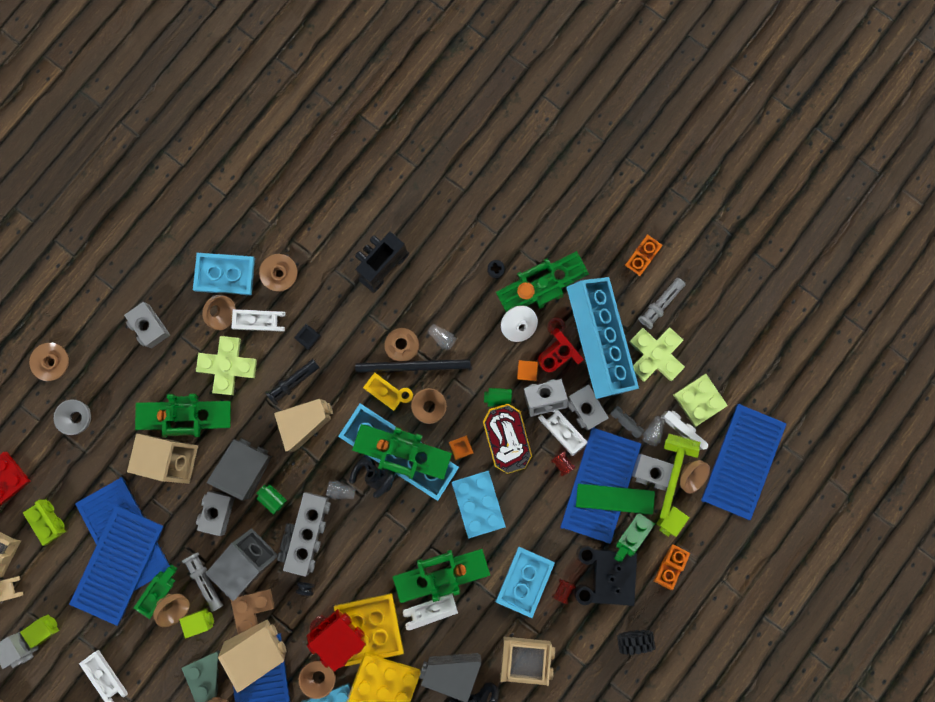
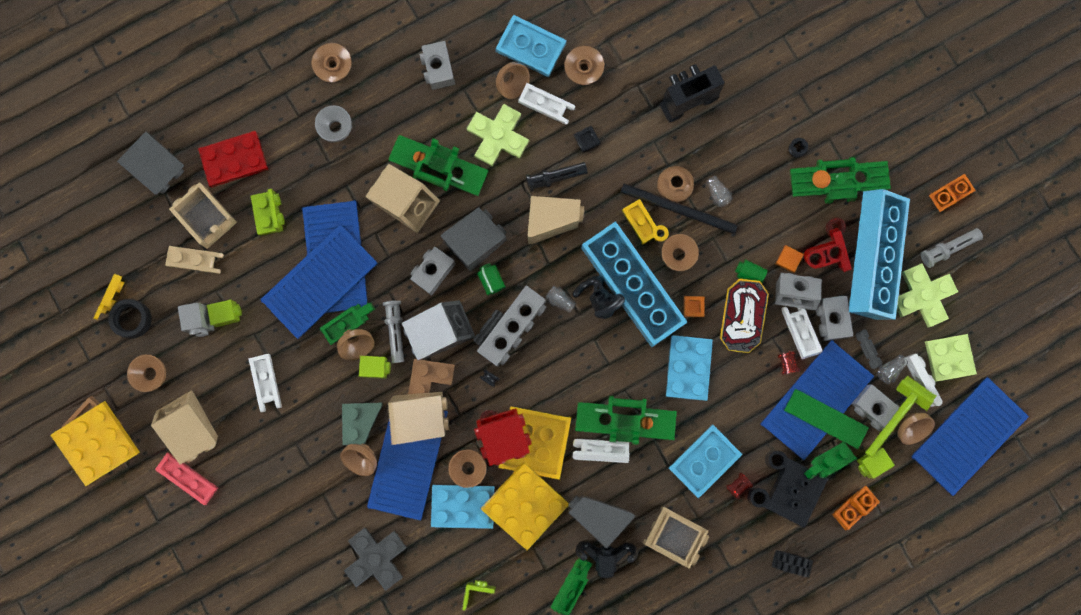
camera: 30 degrees right, 0 degrees up
(403, 445) = (642, 277): green piece -> none
(514, 318) = (795, 203): white dish -> none

